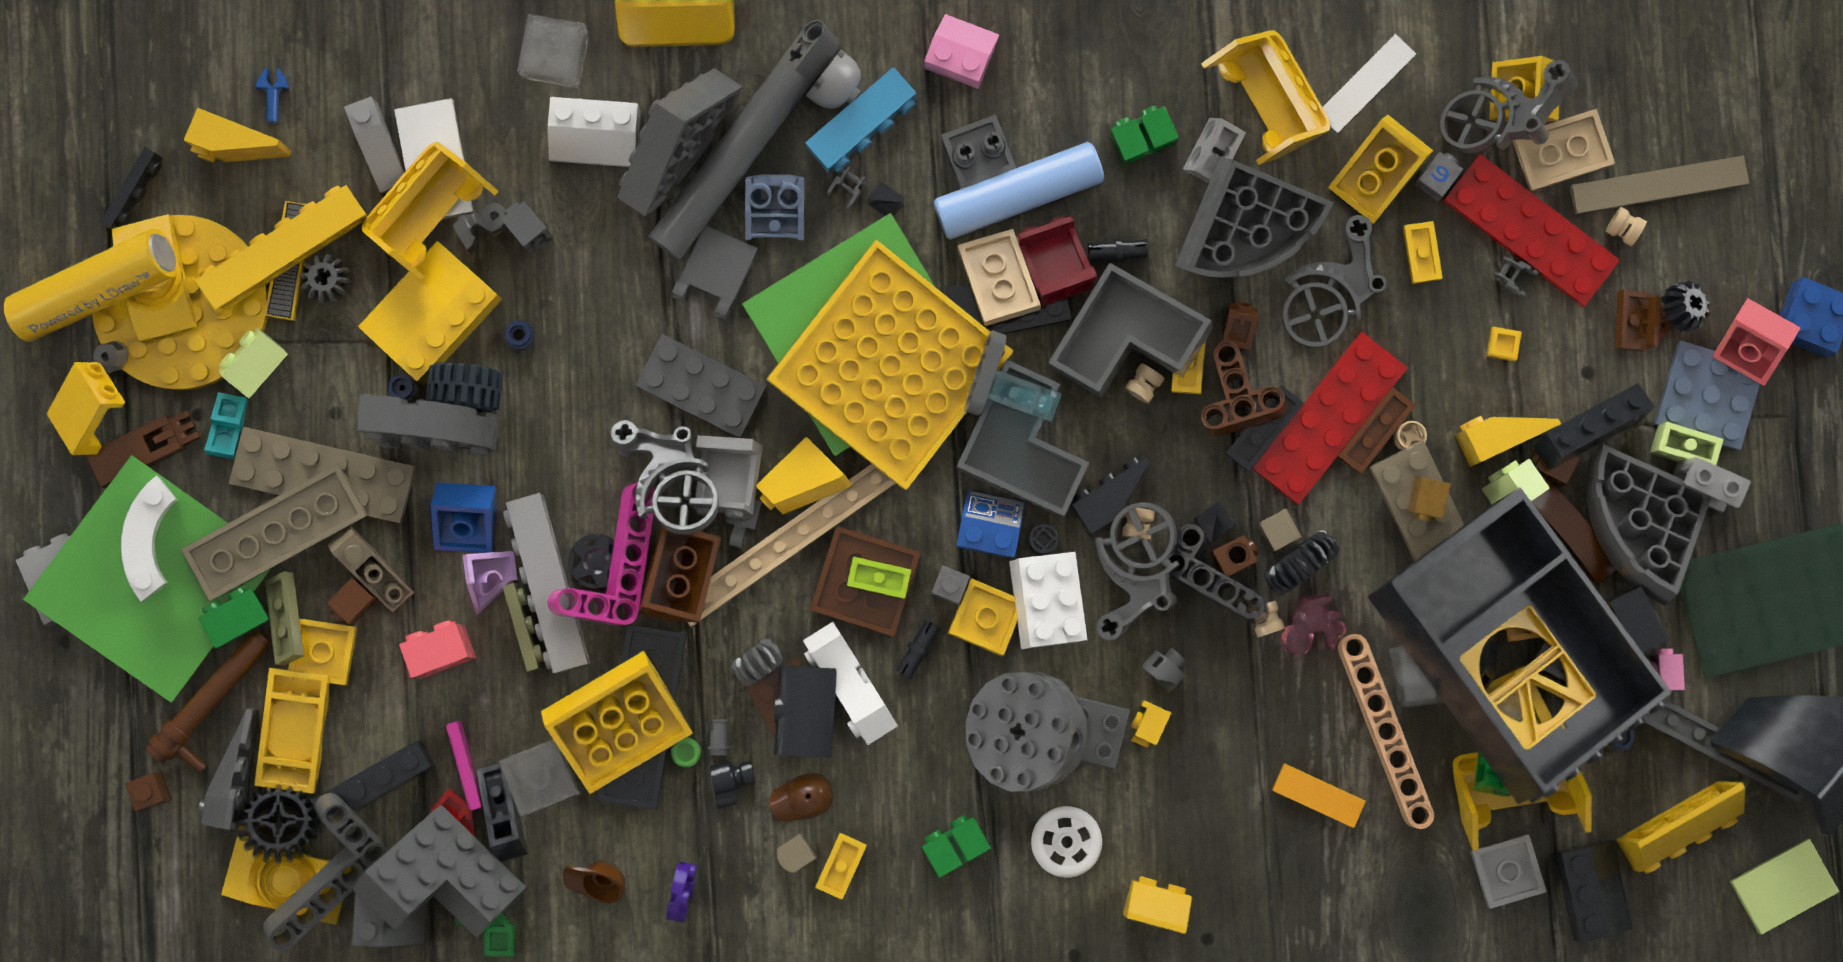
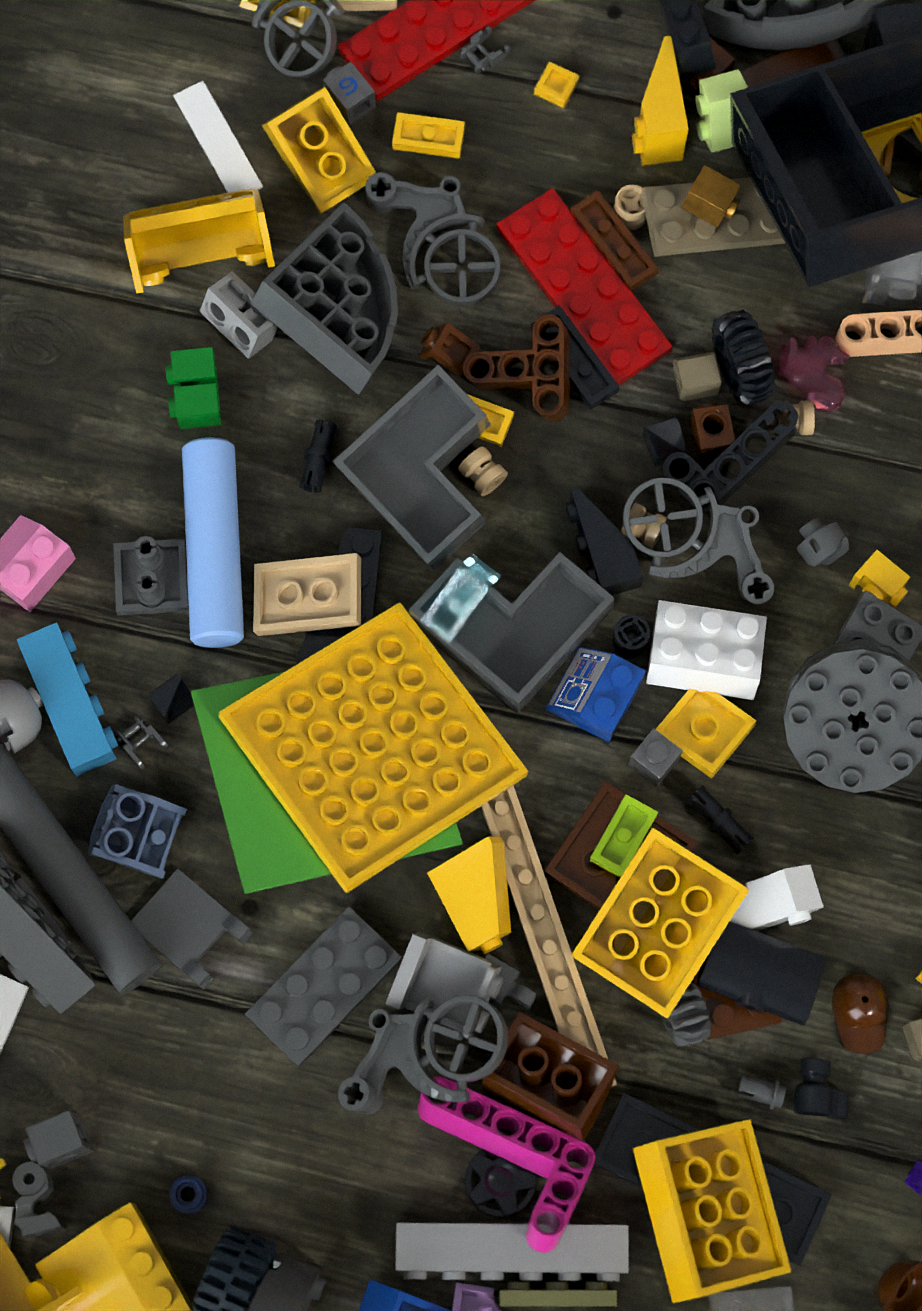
camera: 75 degrees left, 10 degrees down
(686, 752) = (770, 1137): bright green tile -> none
(816, 622) = (660, 922): none -> yellow slope
(985, 373) = (418, 637): dark grey beam -> none
(1056, 260) = (309, 523): dark red panel -> none

